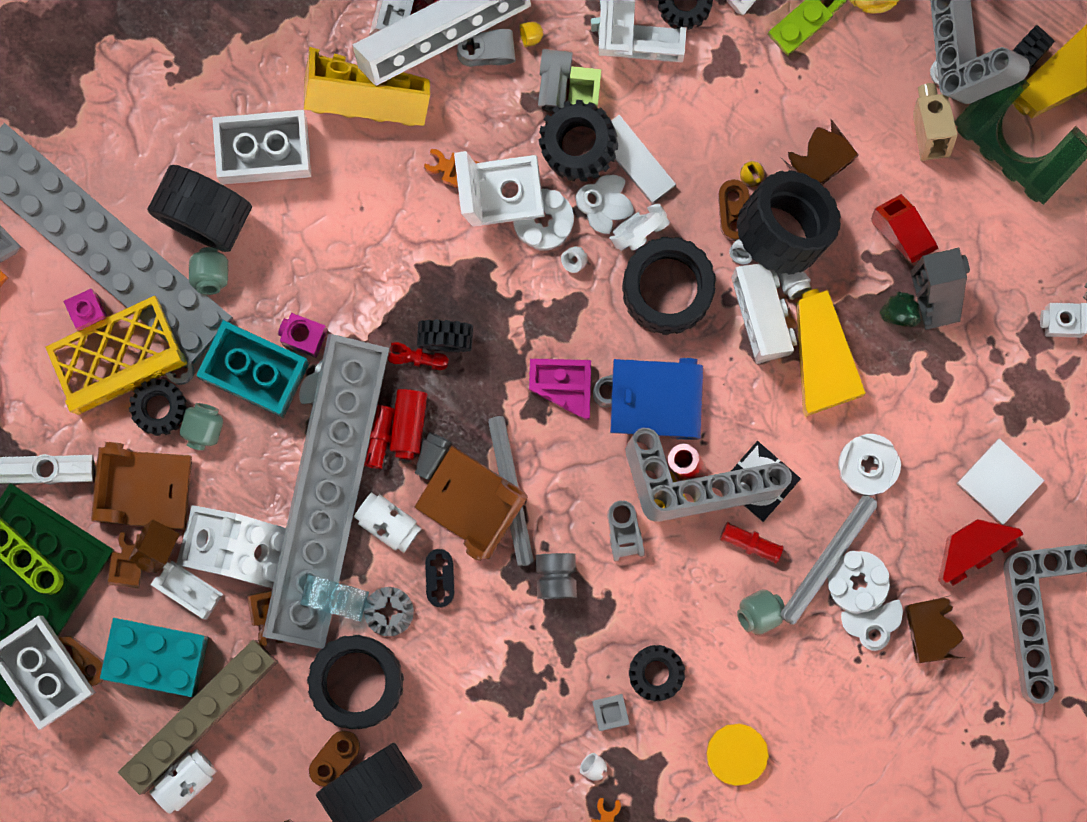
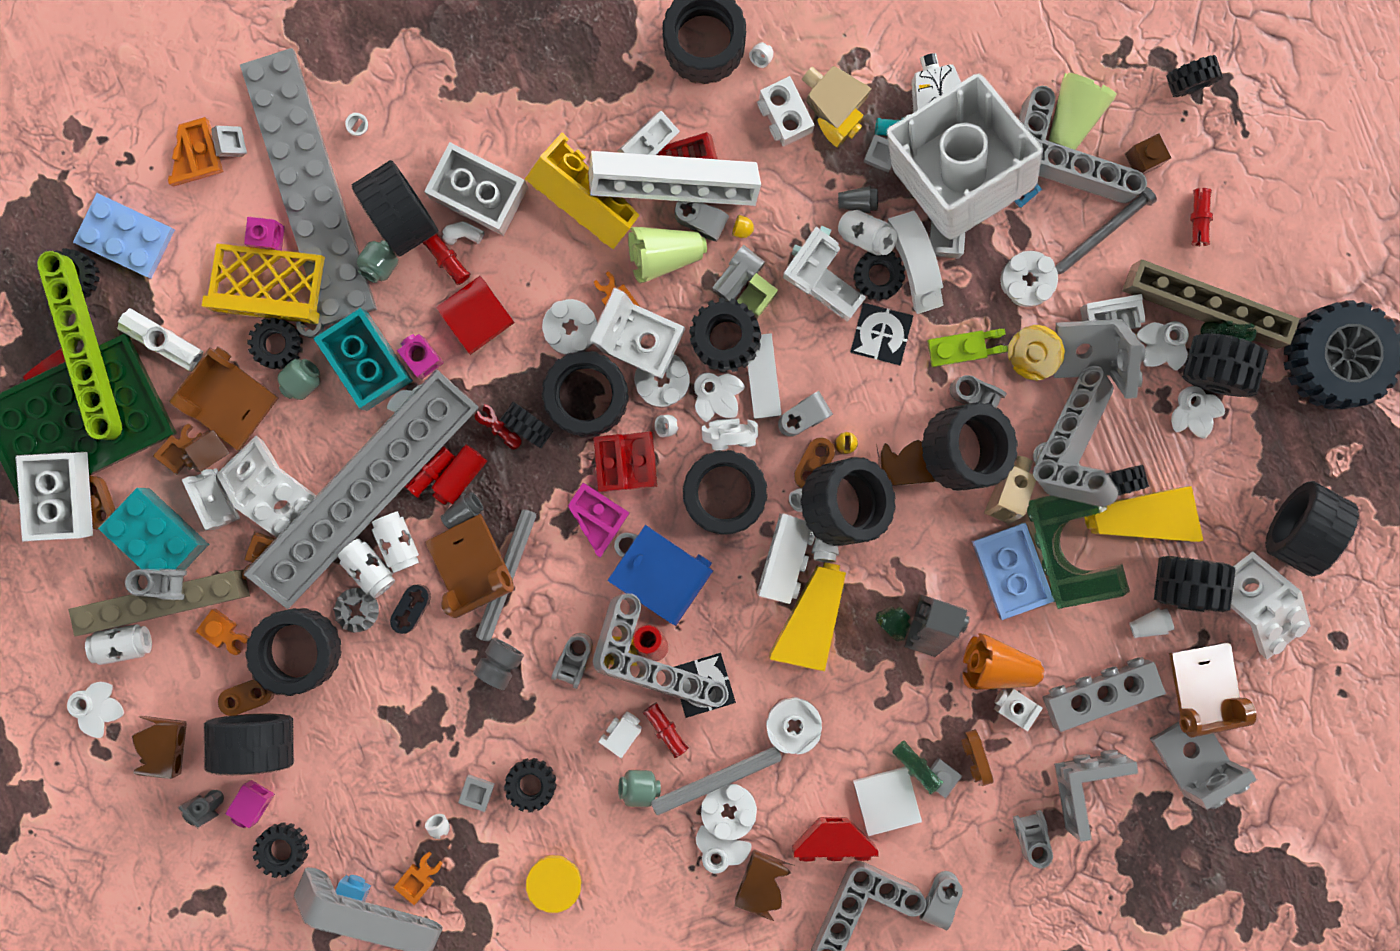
camera: 30 degrees right, 5 degrees up
(117, 156) = (352, 119): none -> white hinge
(194, 688) = (161, 583): none -> light grey piece
(268, 195) = (459, 230): none -> white arm
(268, 711) = (219, 630): none -> orange plate
(273, 230) = (447, 259): none -> red pin
(331, 265) = (475, 315): none -> red slope
(334, 598) = (317, 575): clear light blue slope -> none
(389, 566) = (359, 557): none -> white piece
(435, 208) = (561, 313): none -> white plate
(470, 99) = (663, 251): none -> yellowish green cone
(473, 238) = (569, 364): none -> black tyre
(556, 316) = (625, 461): none -> red slope
(698, 168) = (807, 413): none -> light grey piece
(712, 571) = (622, 734): none -> white brick
(721, 54) = (881, 334): none -> sticker
(851, 53) = (979, 391): none -> light grey piece
(884, 82) = (995, 439): none -> black tyre
(904, 228) = (935, 564): red slope -> none
(981, 196) = (1012, 571): none -> light blue plate
(1008, 430) = (917, 767): none -> clear green pin
(1023, 289) = (999, 666): none -> orange cone
(1037, 429) = (947, 775): none -> light grey plate
(1049, 380) = (980, 769): none -> dark orange plate

